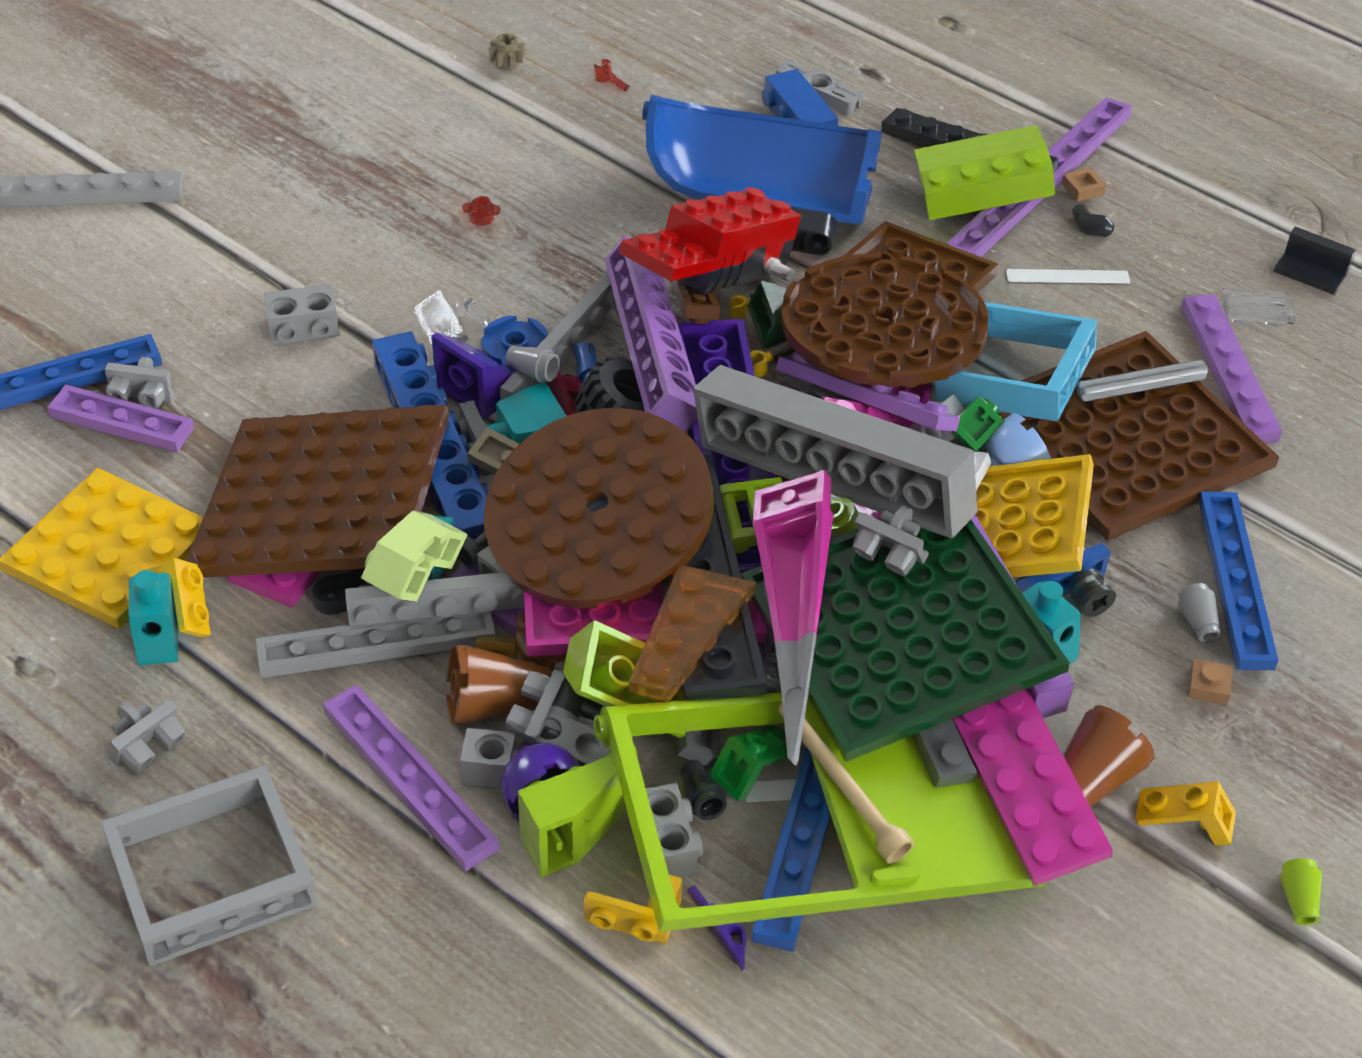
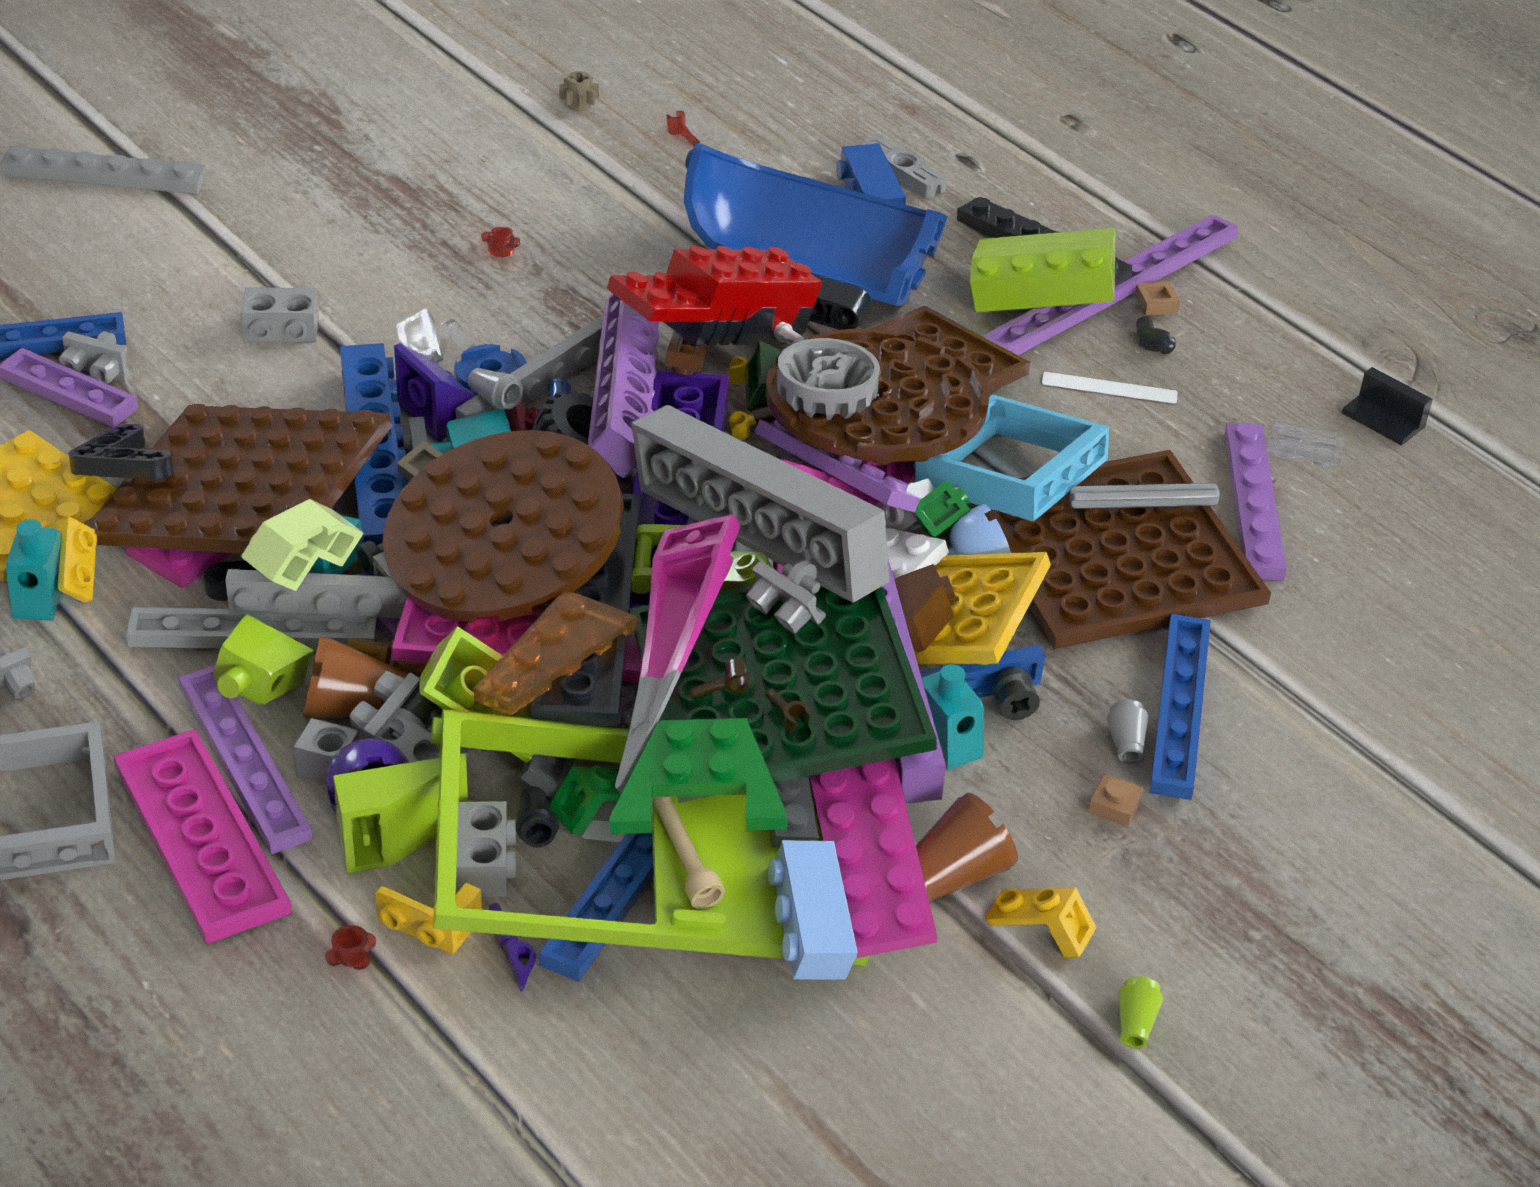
camera: 10 degrees right, 5 degrees down
(187, 486) = (120, 455): none -> black beam
(395, 865) = (202, 836): none -> dark pink plate
(398, 677) = (260, 662): none -> lime torso
(571, 946) = (350, 947): none -> clear red plate
(846, 302) = (827, 377): none -> light grey gear
(862, 719) = (699, 760): none -> green wing
(866, 633) = (735, 680): none -> dark brown hand
(935, 654) = (789, 710): none -> dark brown hand
(996, 847) = (812, 910): none -> light blue brick
(1000, 519) = (925, 604): none -> reddish brown slope

